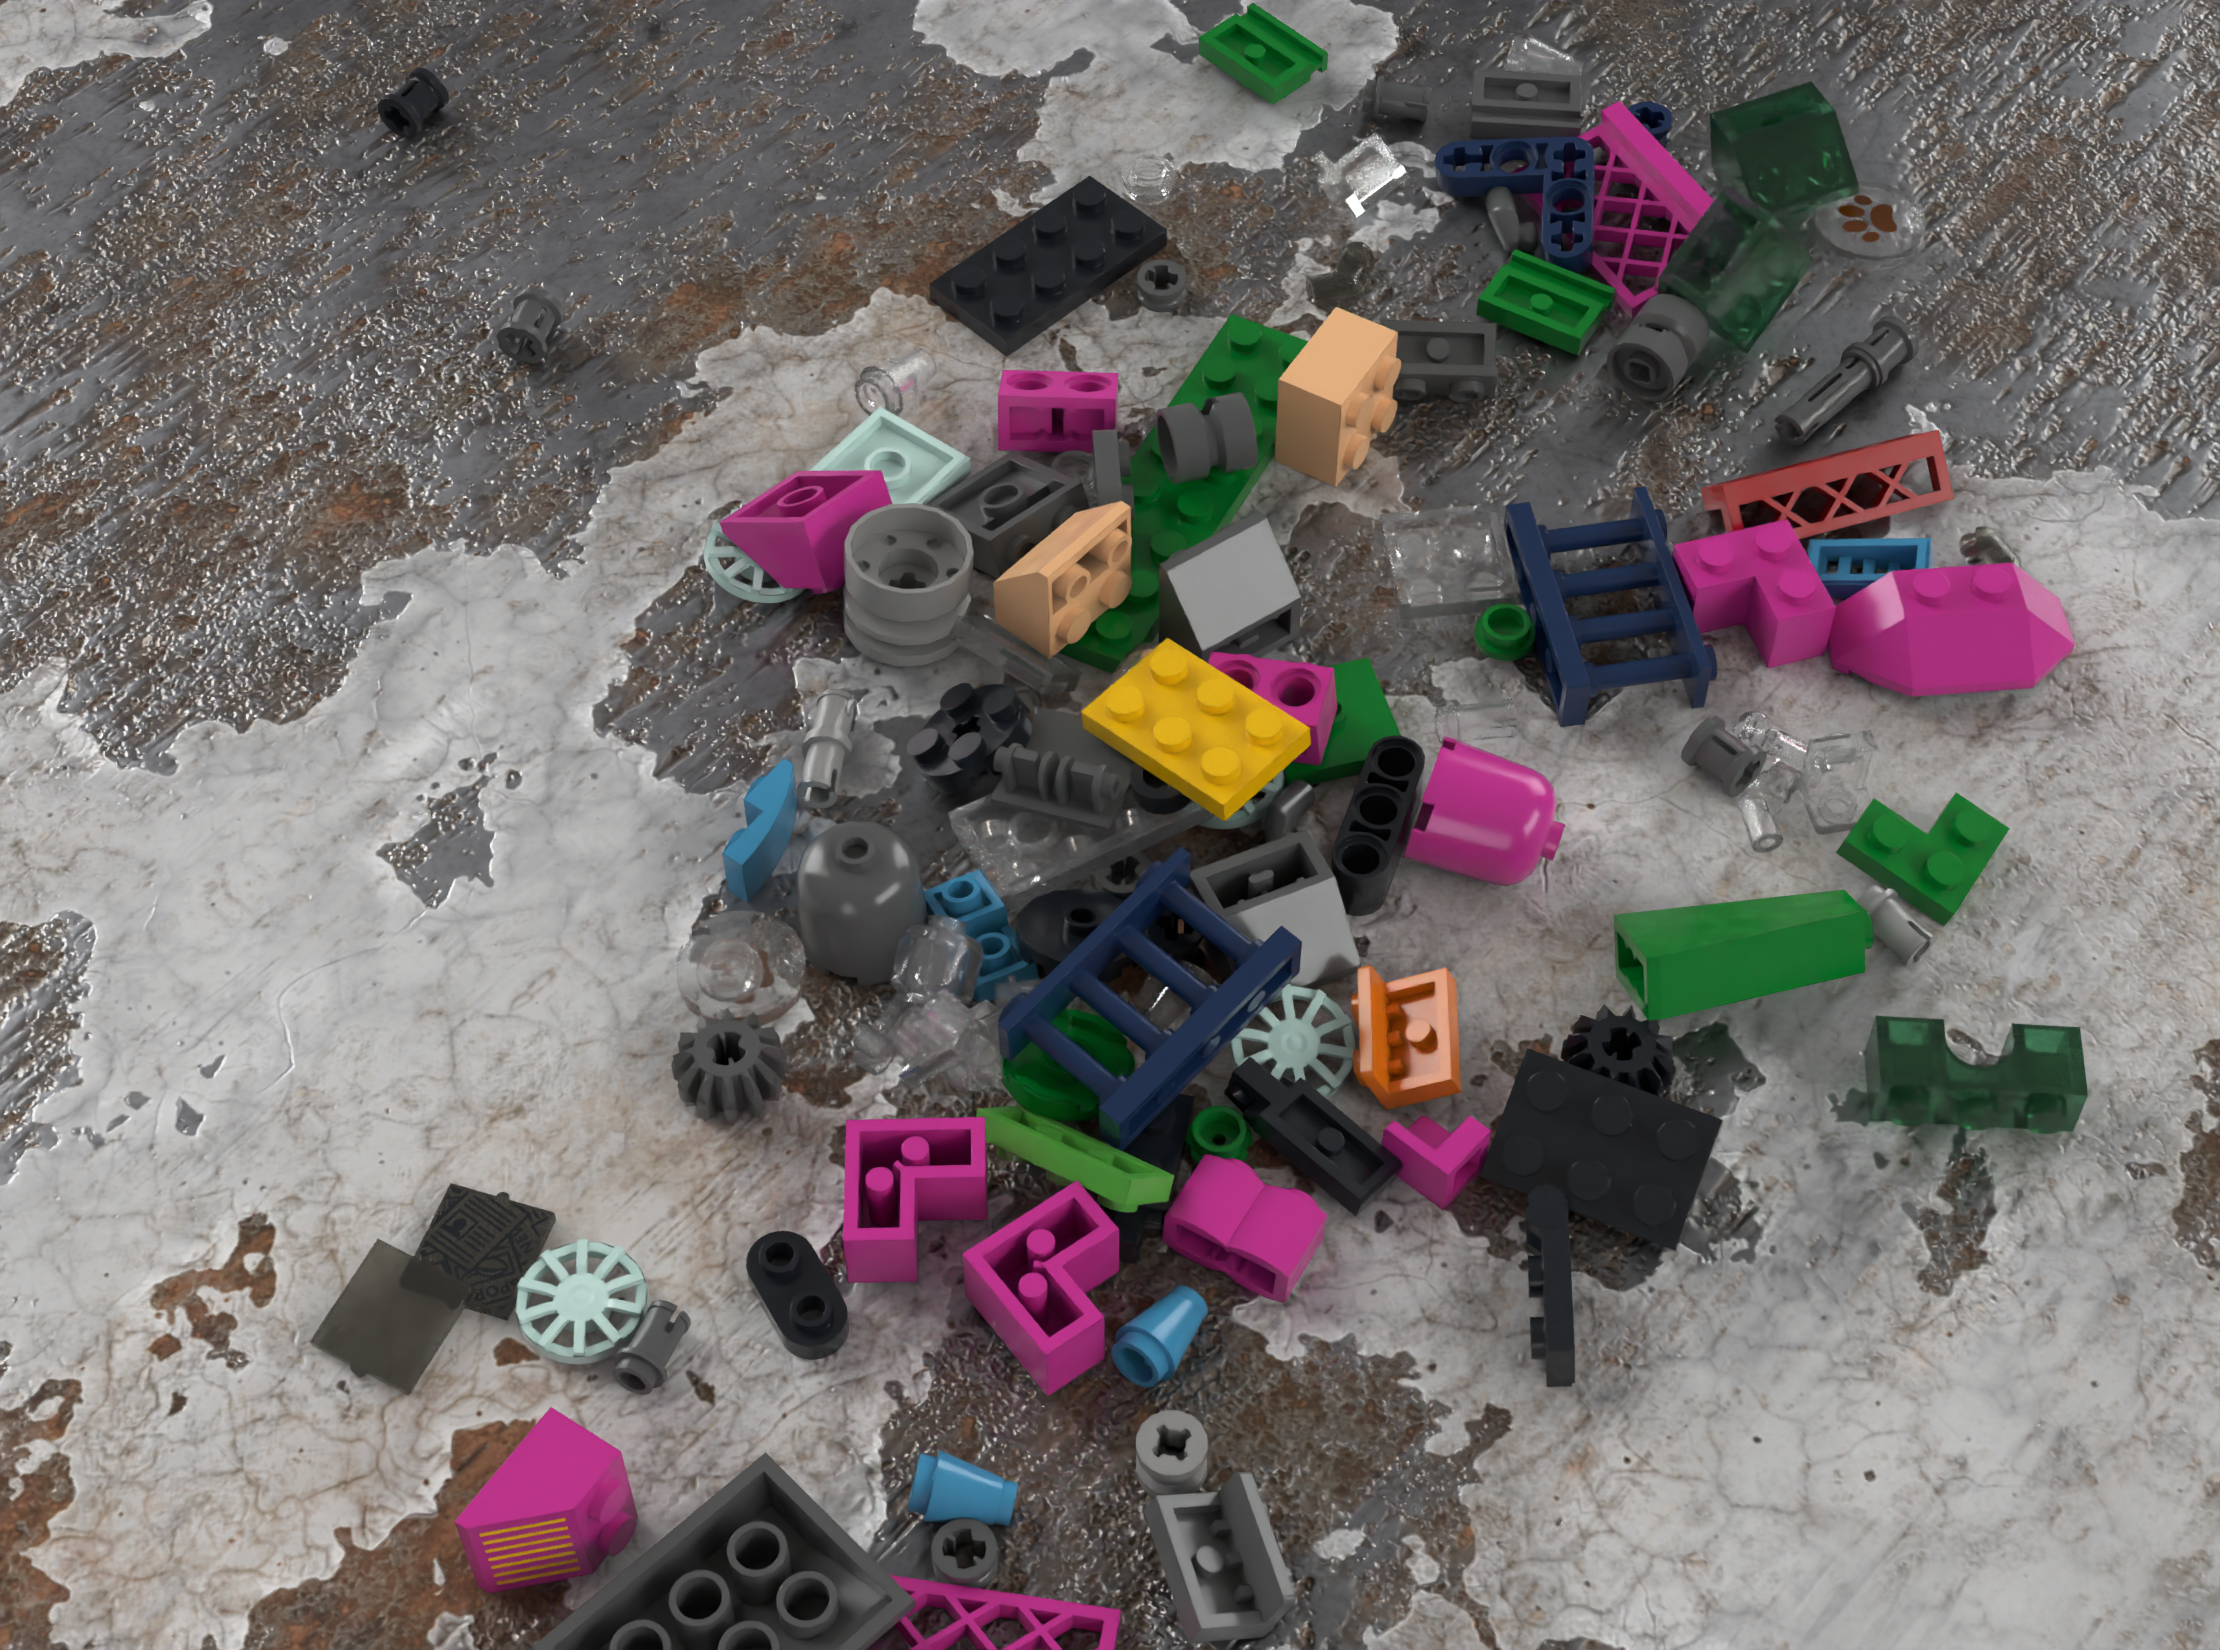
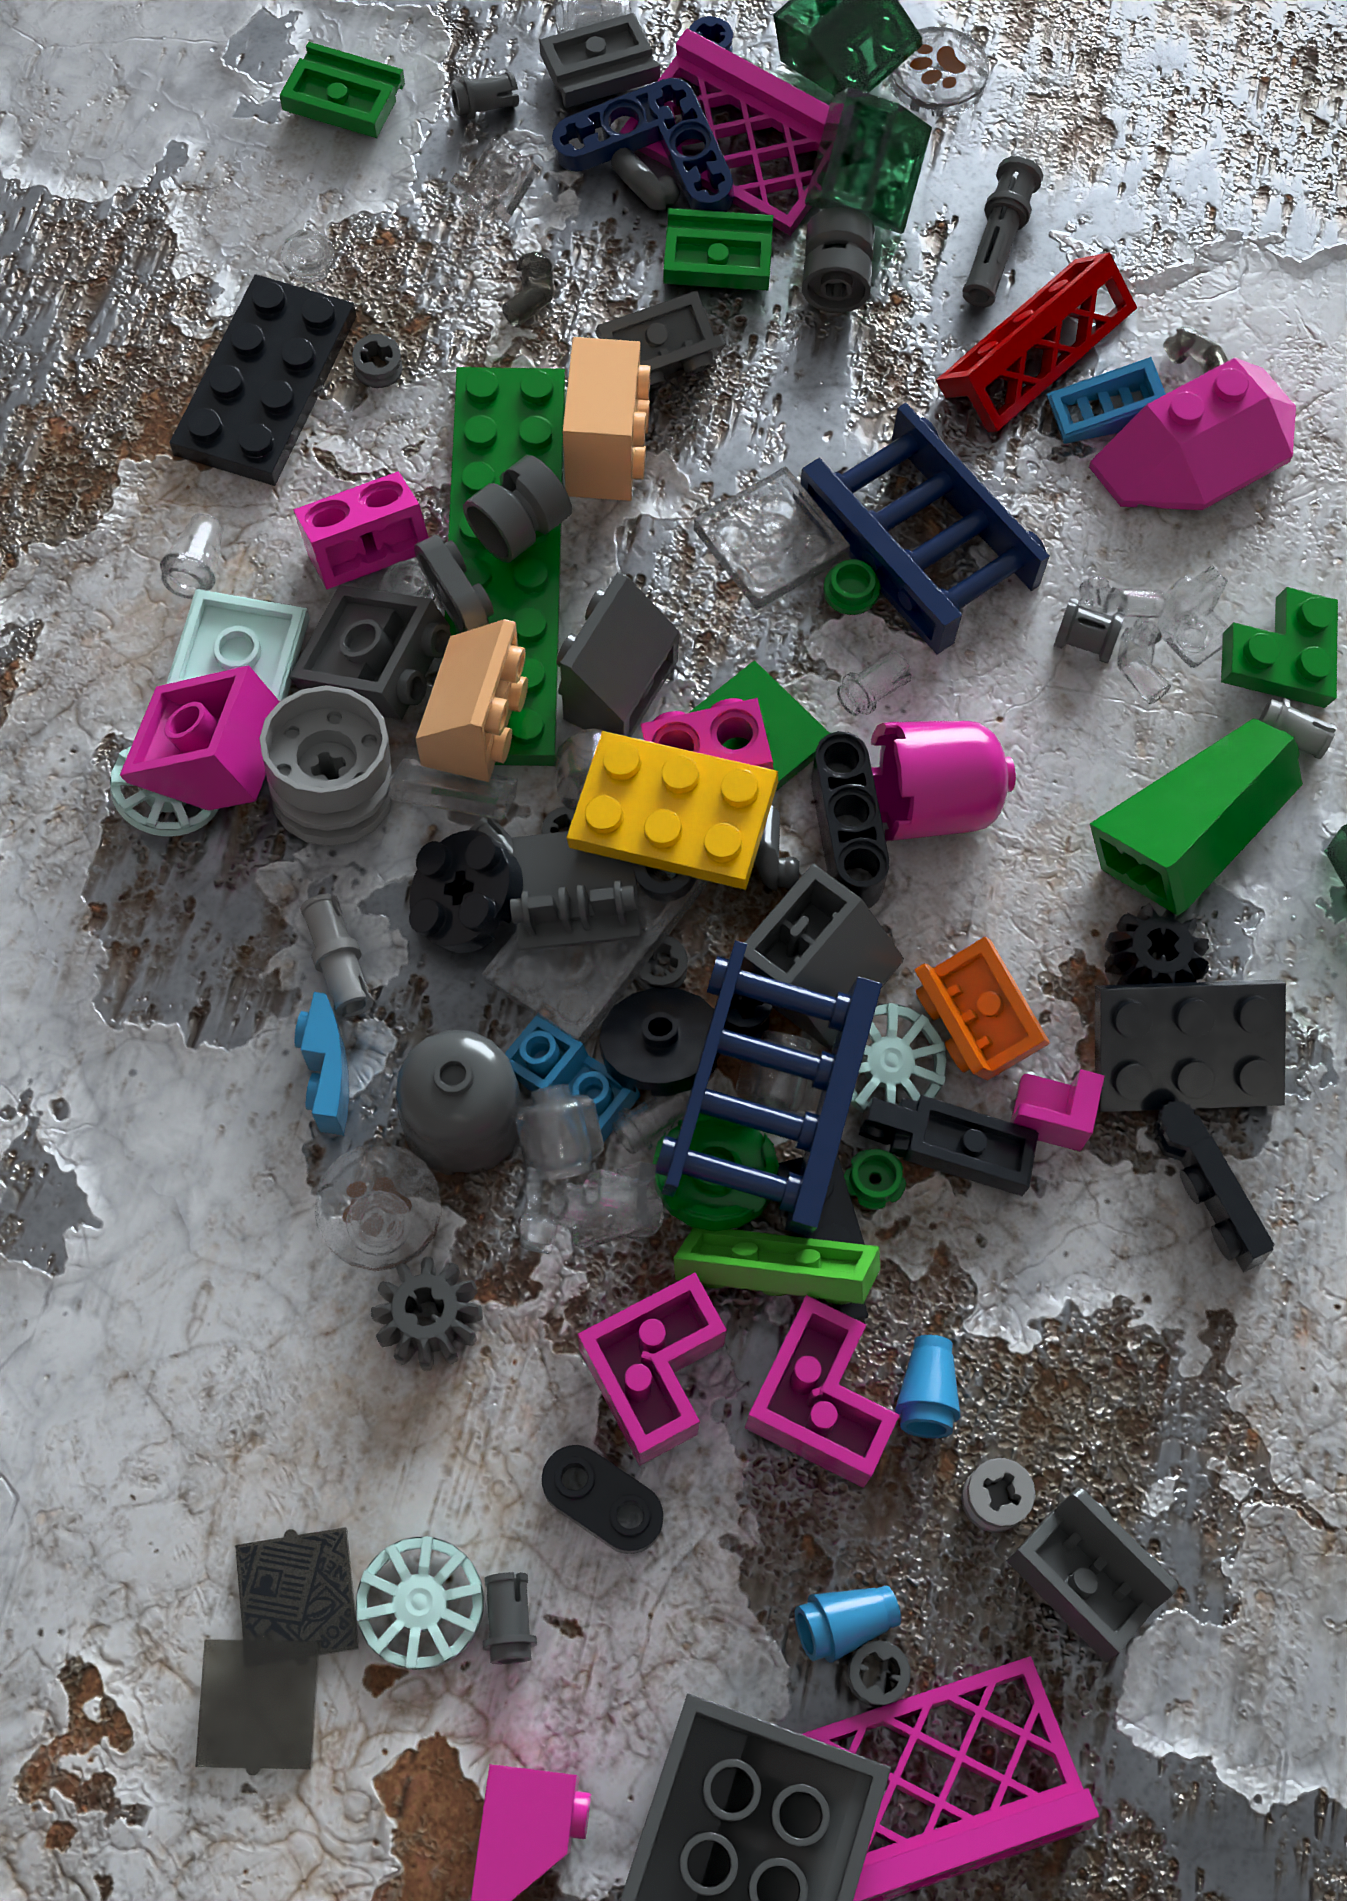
camera: 30 degrees left, 15 degrees up
(1245, 1227) = (945, 1253): dark pink brick -> none
(1758, 581) = (1044, 454): dark pink brick -> none

